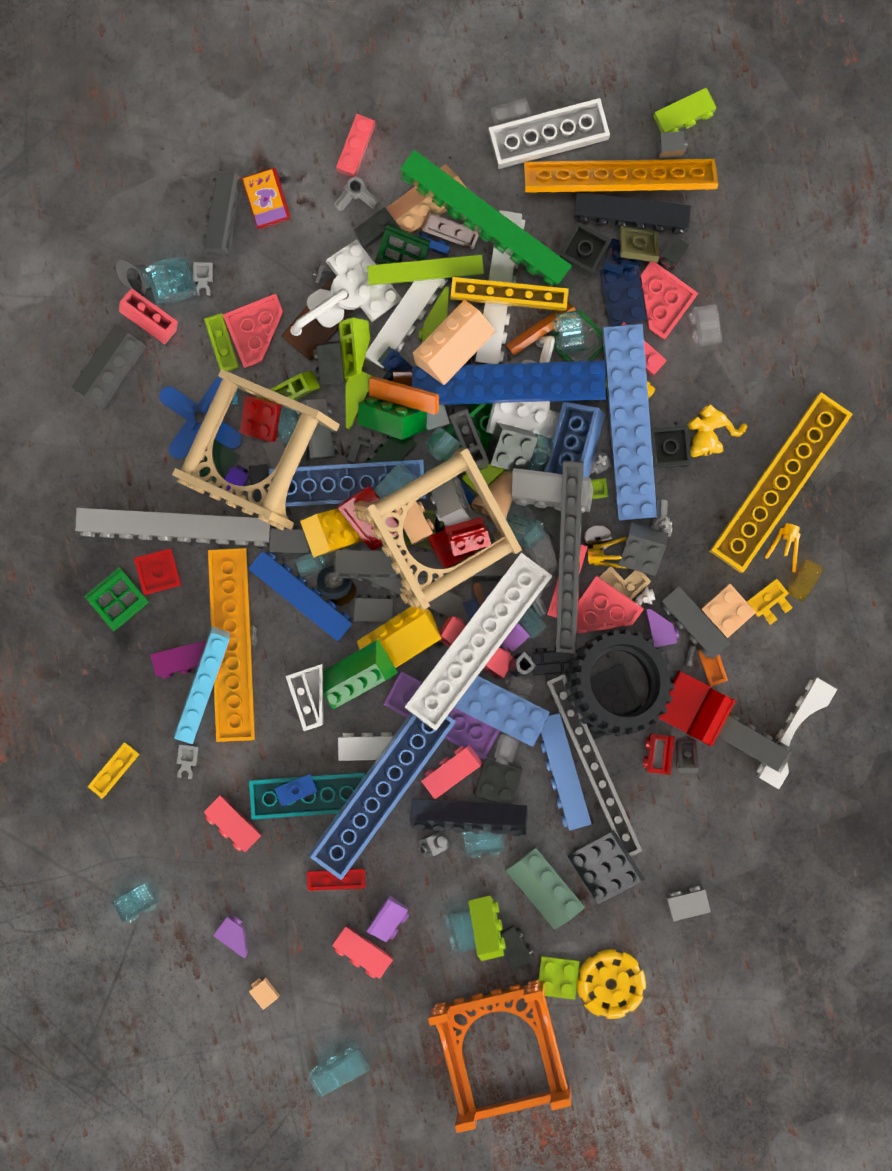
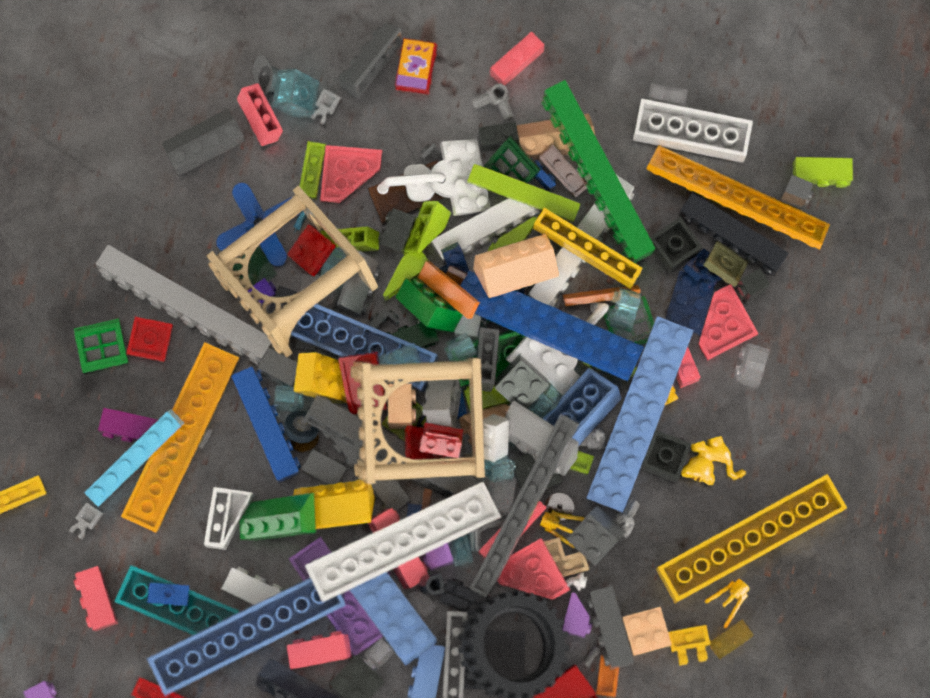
camera: 25 degrees right, 10 degrees down
(513, 508) = (495, 437): none -> white brick

